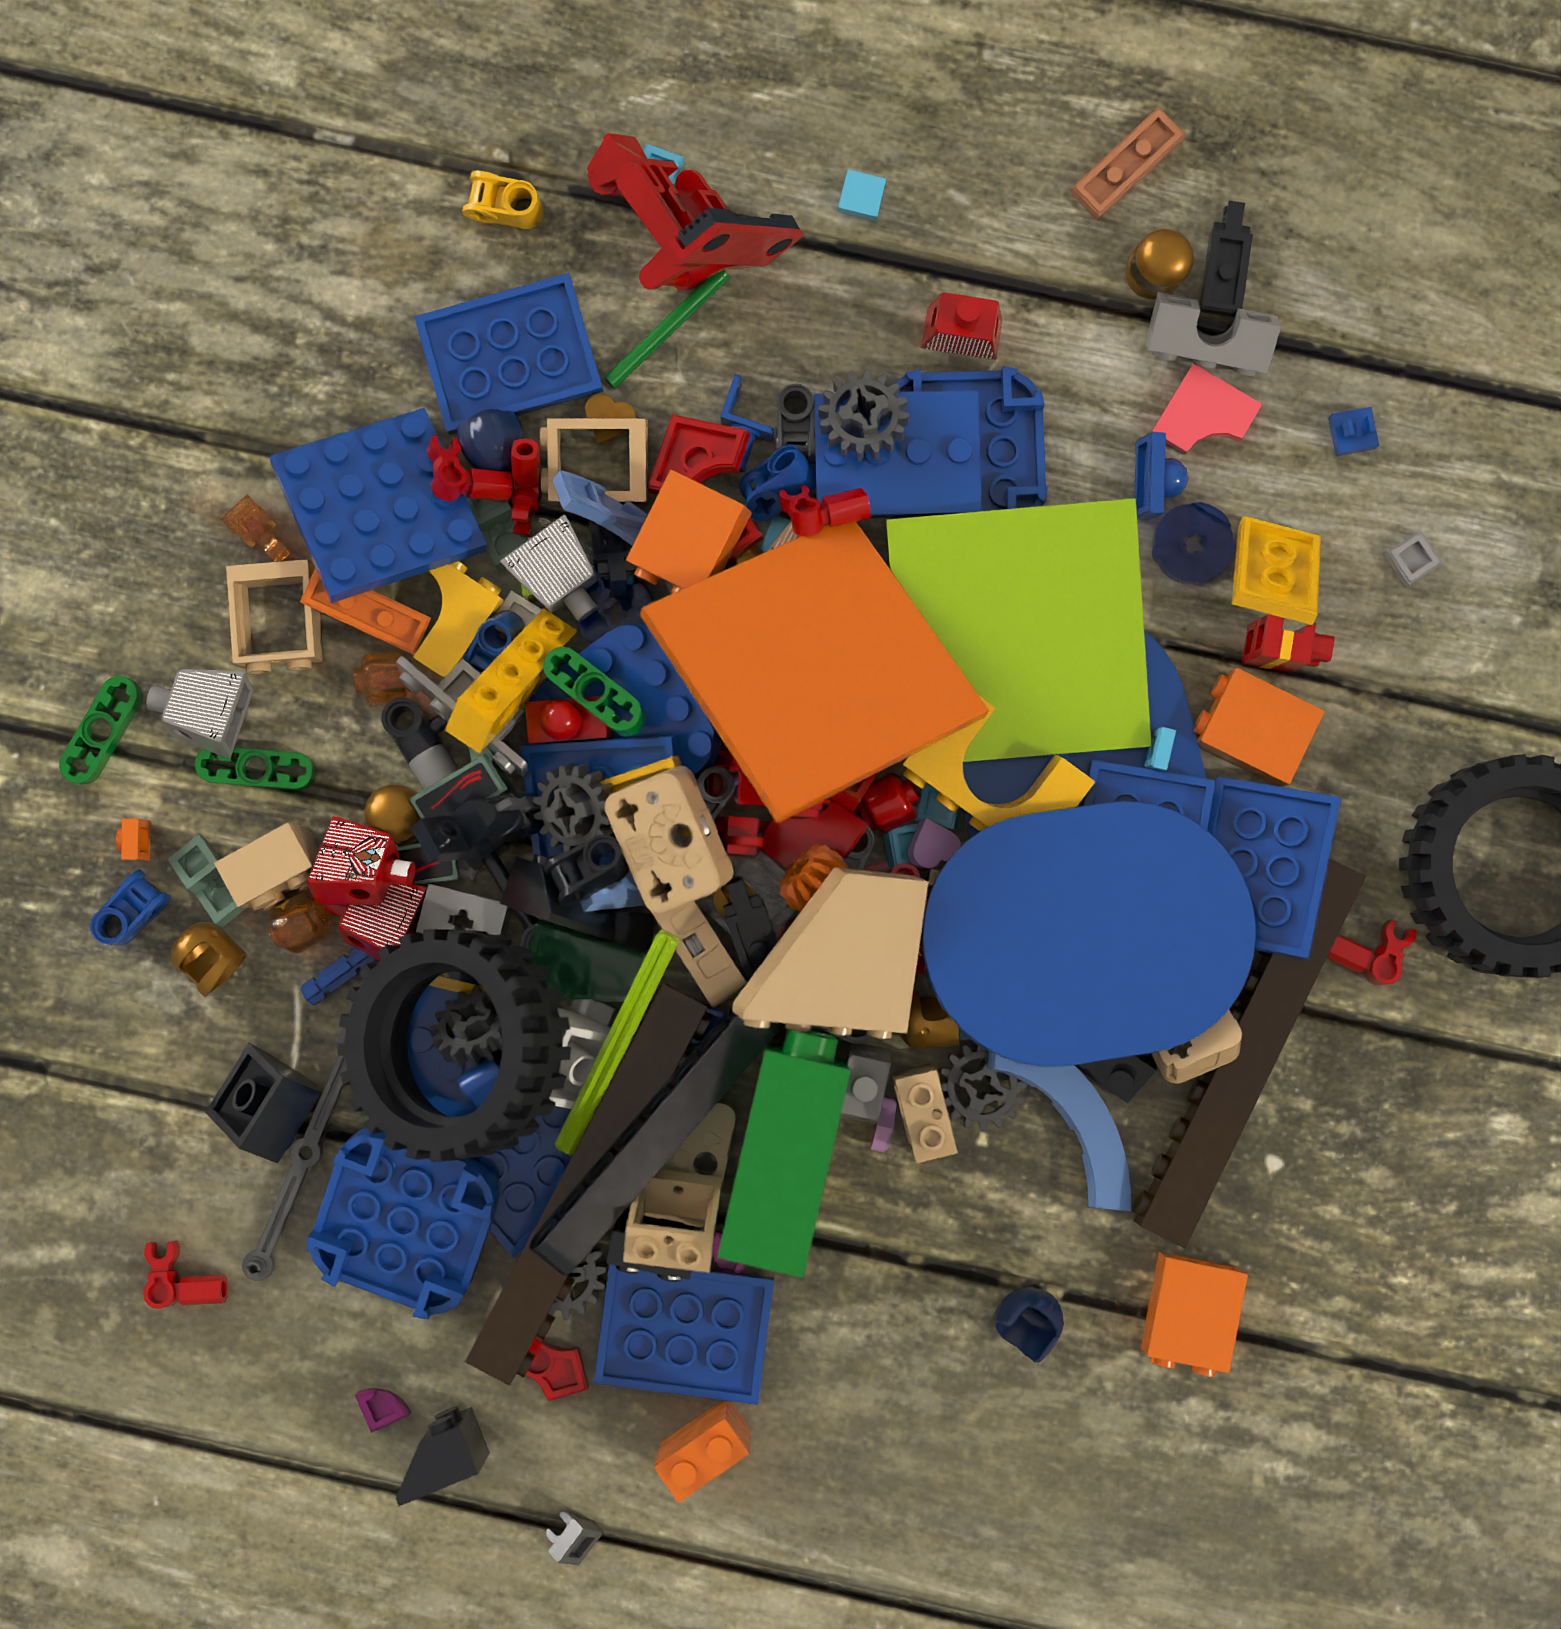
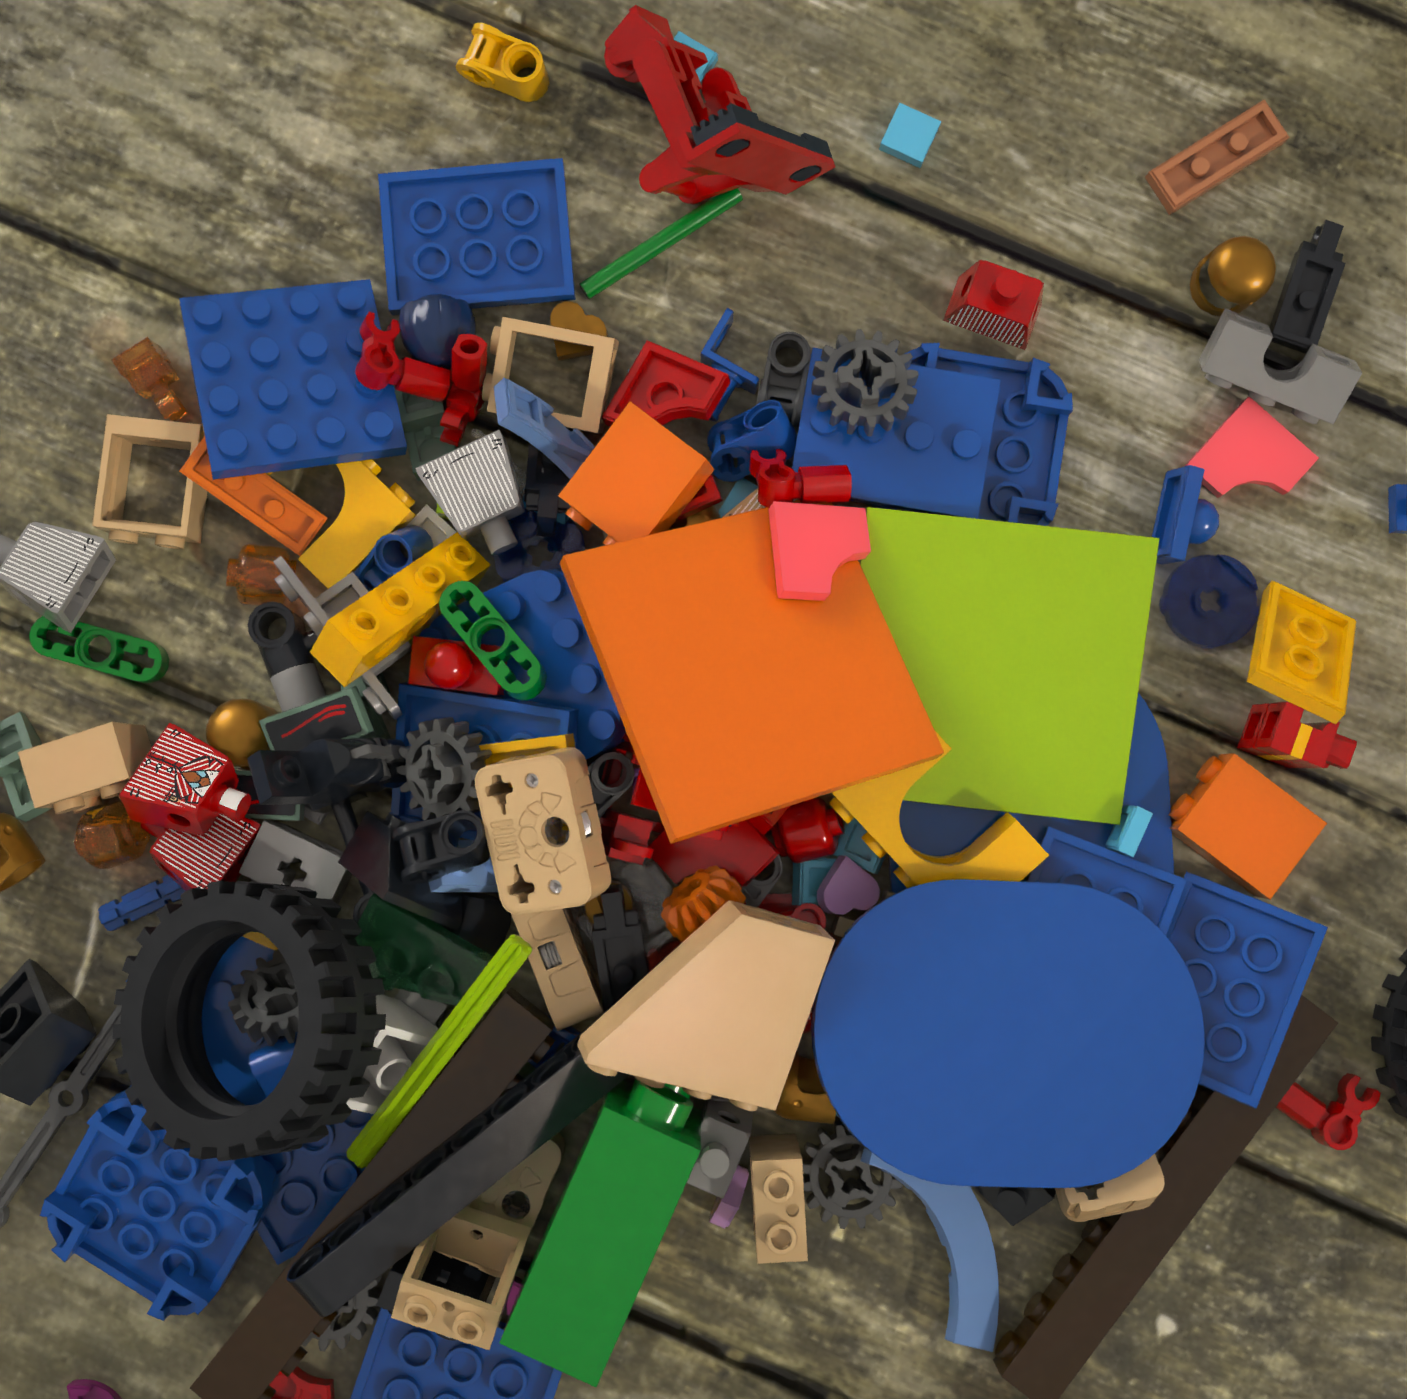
camera: 10 degrees right, 0 degrees up
(846, 559) = (812, 544): none -> coral tile

